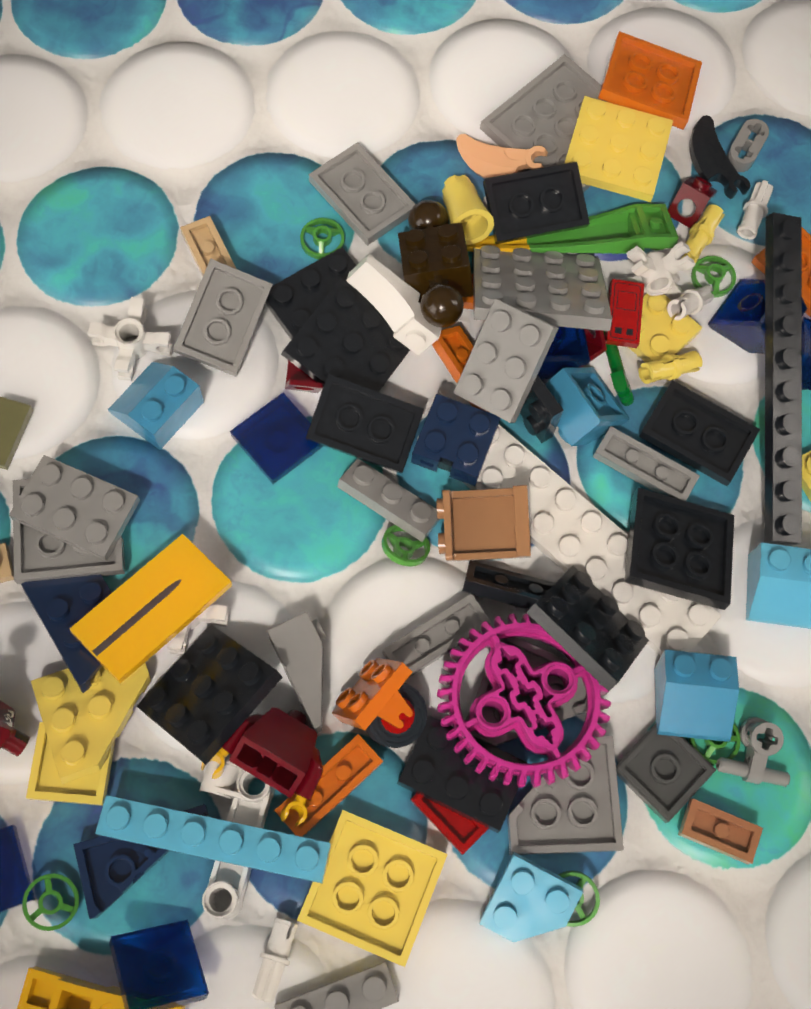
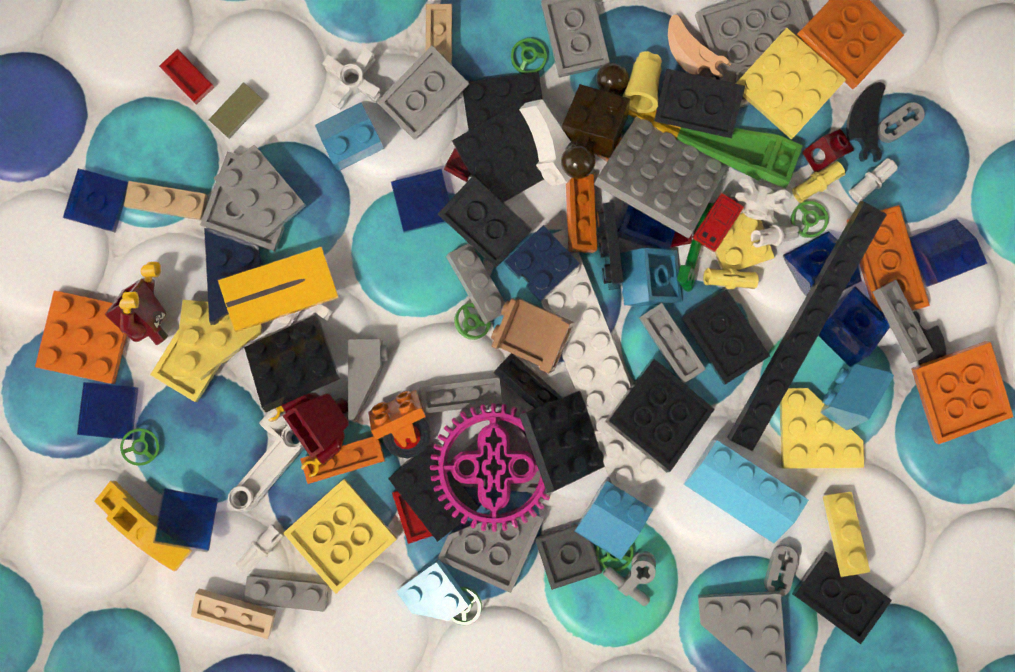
camera: 40 degrees right, 15 degrees up
(113, 866) = (192, 441): dark blue wing -> none
(214, 839) = (253, 459): medium azure plate -> none
(505, 360) = (600, 226): light grey plate -> none
(720, 831) = (582, 612): nougat plate -> none

